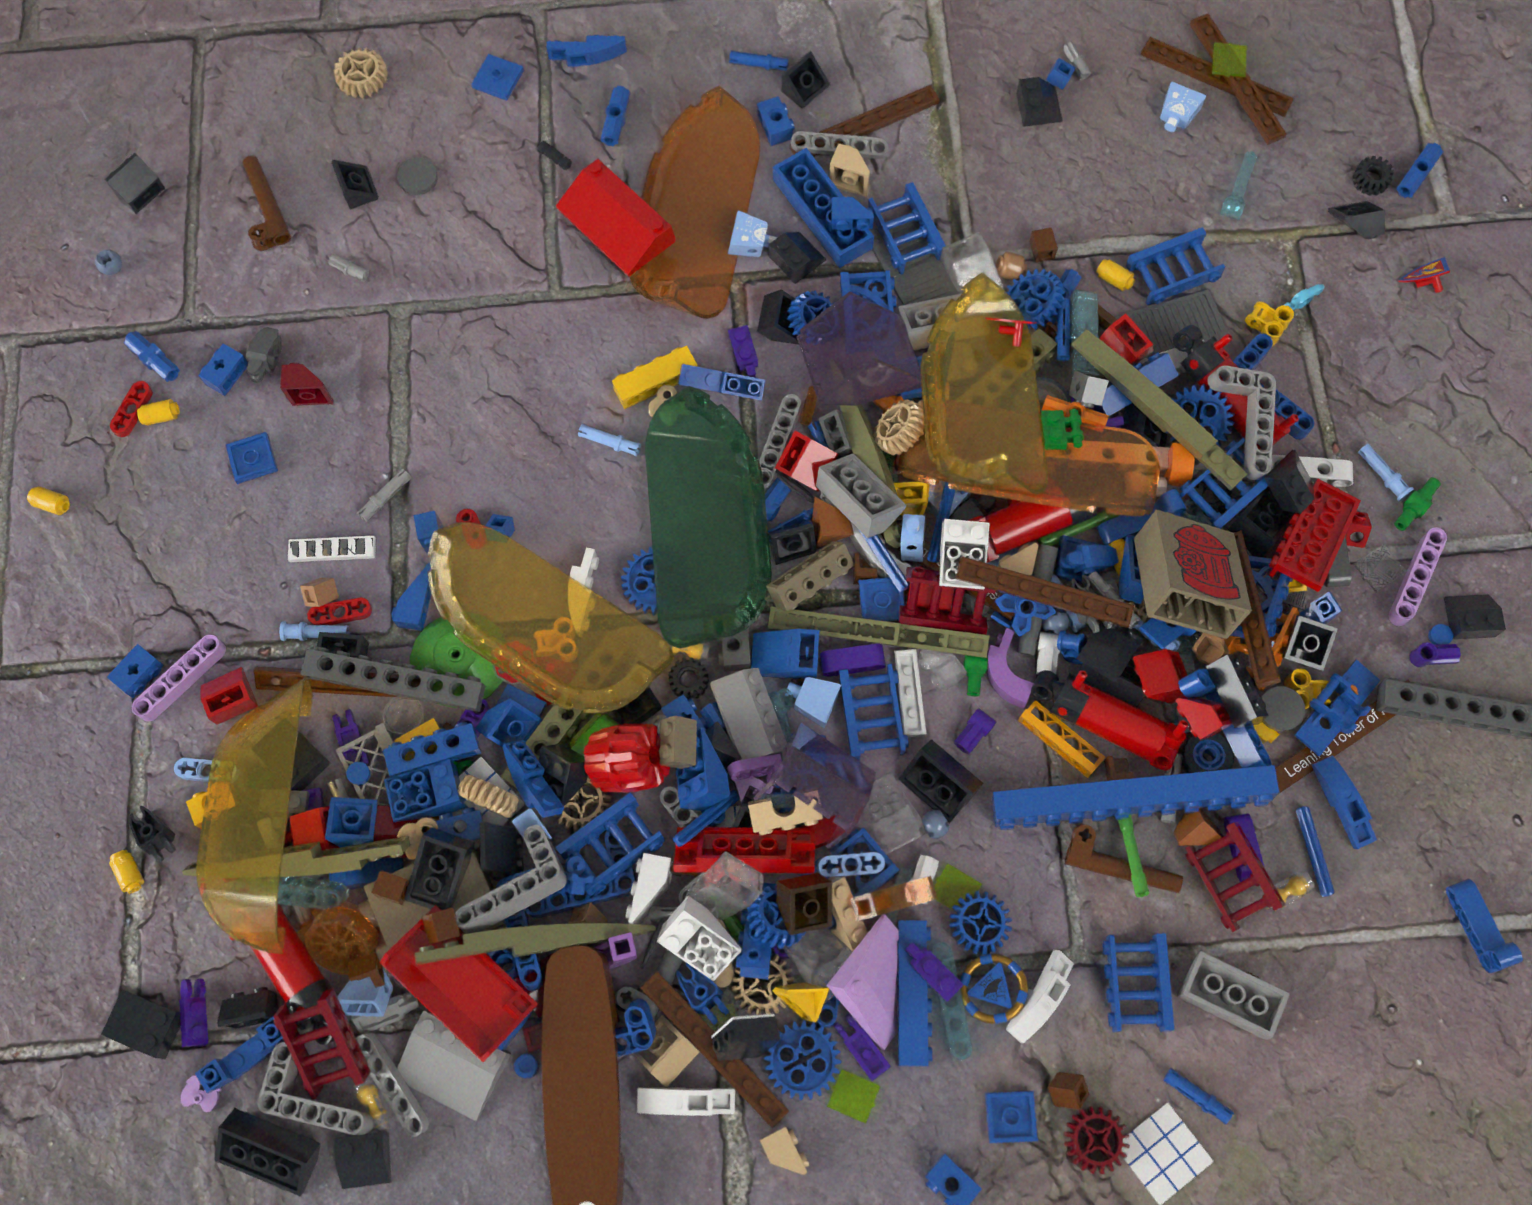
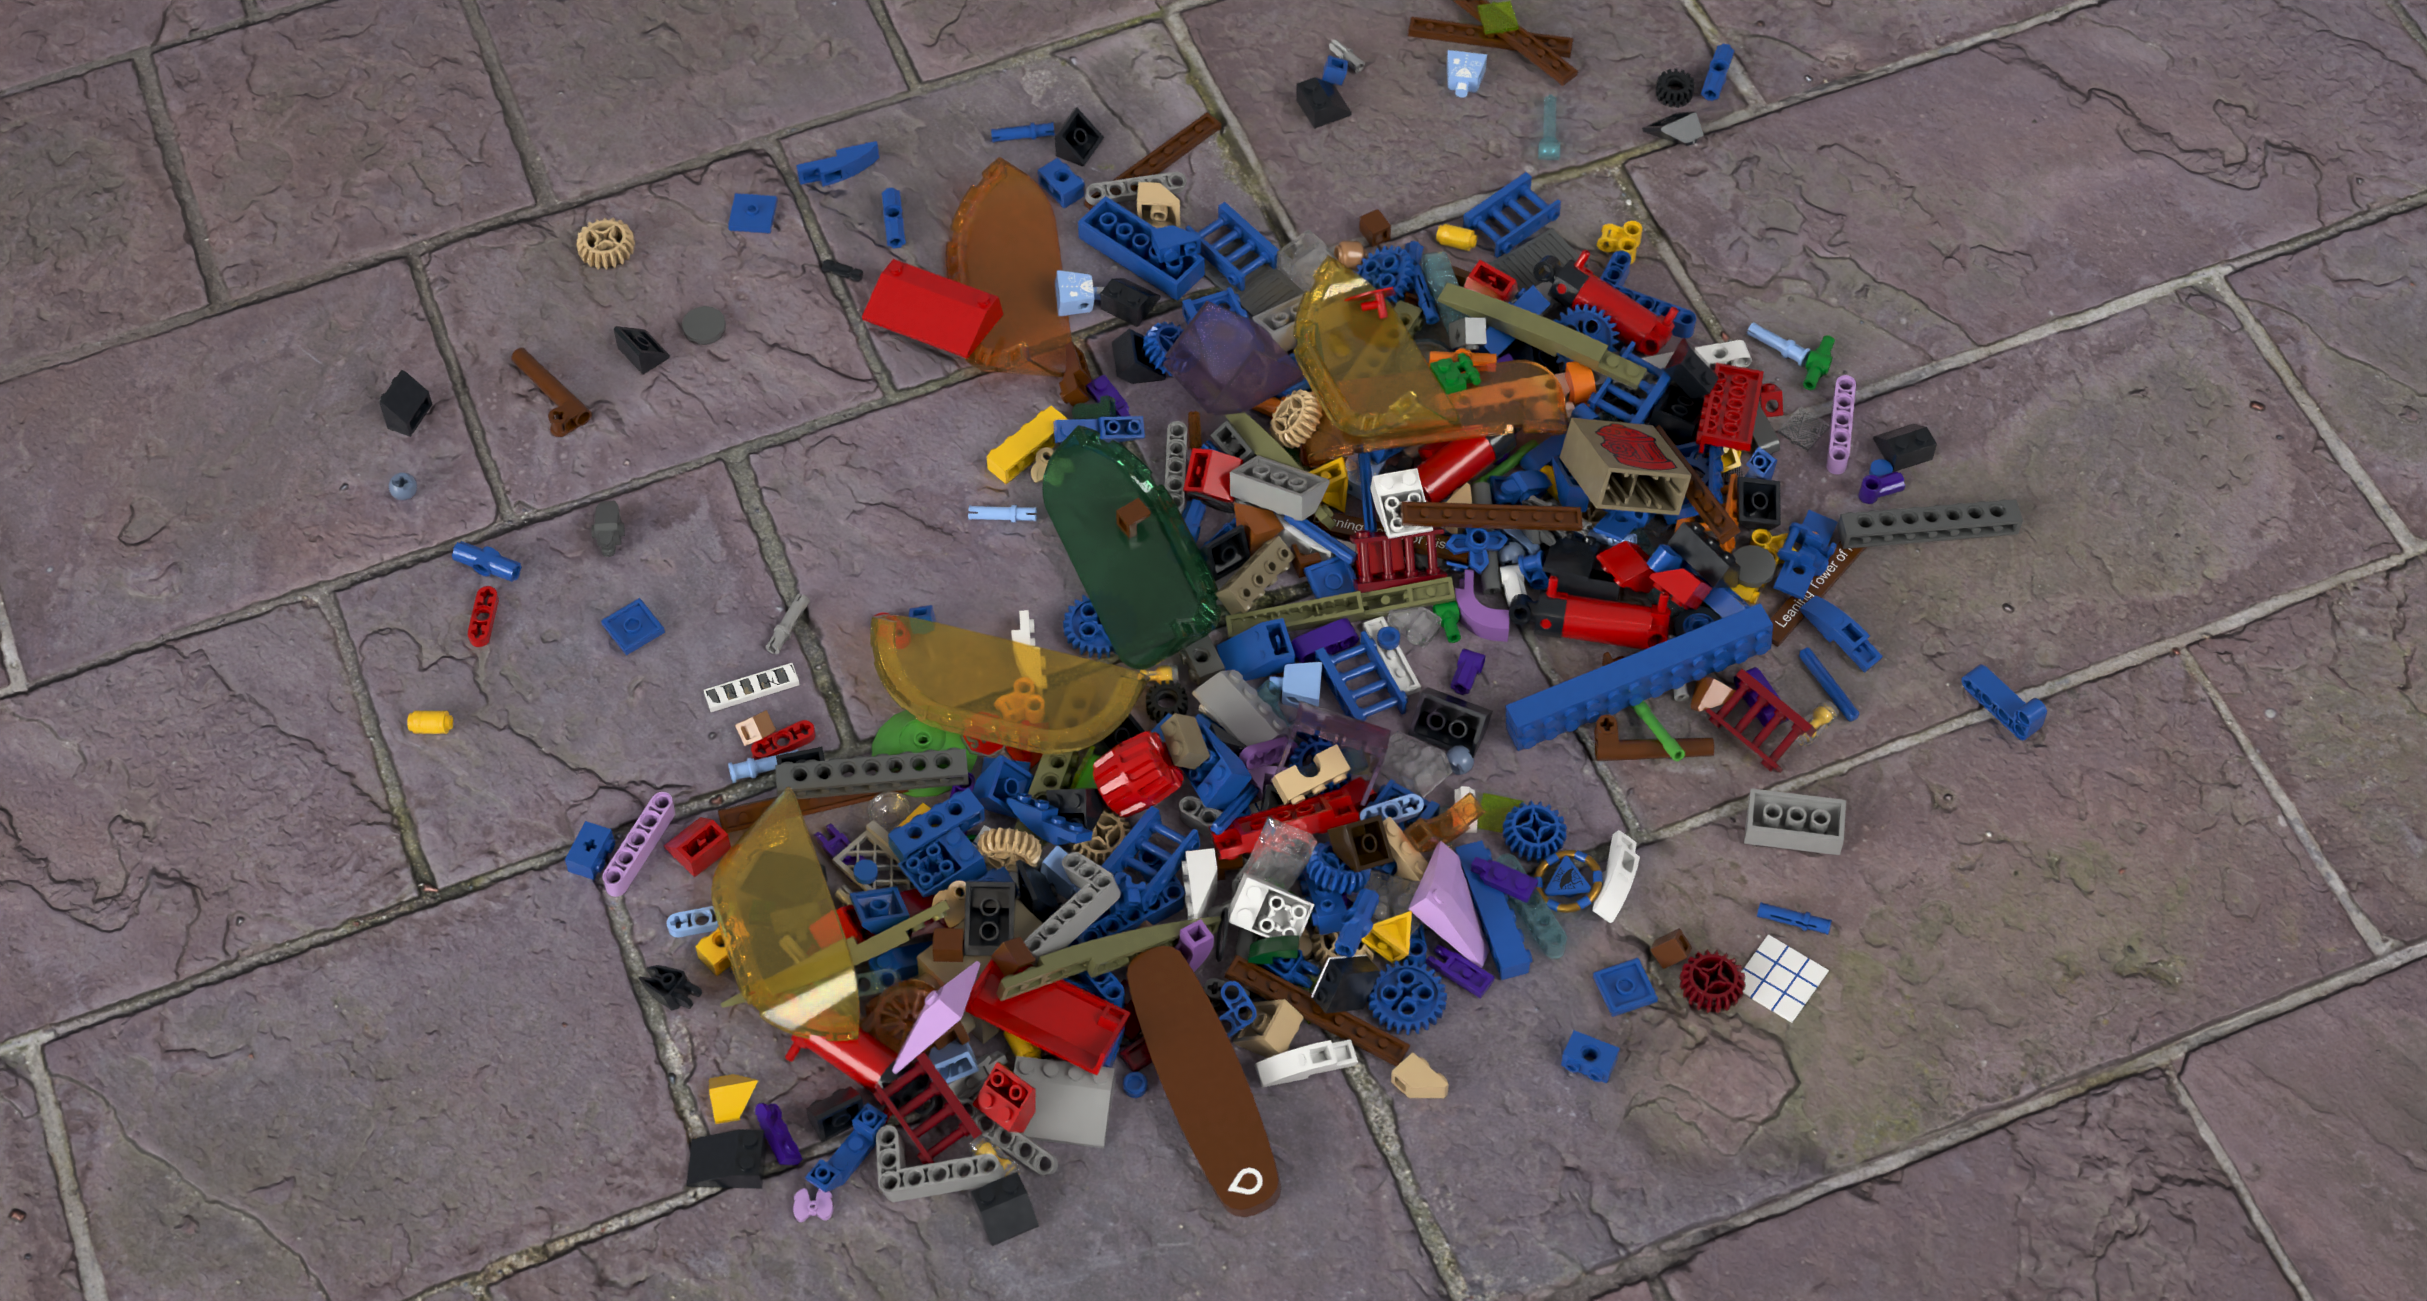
camera: 20 degrees left, 15 degrees down
(126, 871) = (655, 1031): yellow head -> none
(158, 412) = (515, 610): yellow head -> none
(165, 957) = (729, 1096): none -> yellow slope
(223, 369) = (570, 553): blue brick -> none
(266, 1151) = (903, 1232): black slope -> none
(303, 386) = (668, 542): dark red slope -> none
(349, 267) = (666, 426): light grey axle -> none
(350, 970) = (938, 1015): none -> lavender slope
(393, 1059) = (1007, 1099): none -> red slope
(414, 603) = (859, 710): blue slope -> none
(425, 525) = (853, 639): blue brick -> none
(692, 979) = (1280, 946): none -> dark green slope
(716, 484) = (1130, 515): none -> reddish brown panel
(719, 362) = (1094, 411): none -> clear green leg
(720, 321) = (1075, 376): none -> reddish brown slope
(773, 985) = (1356, 922): none -> blue piece
(853, 1096) = (1467, 1017): clear neon green piece -> none
(912, 675) = (1388, 638): none -> blue tile
(913, 534) = (1342, 506): light blue torso -> none
(1057, 742) = (1550, 654): light orange fence -> none
(1158, 970) = (1718, 823): blue fence -> none
(1209, 648) = (1663, 529): medium nougat panel -> none
(1255, 414) = (1634, 295): light grey beam -> none
(1304, 297) = (1648, 209): medium azure piece -> none
(1428, 274) = (1759, 161): shield -> none

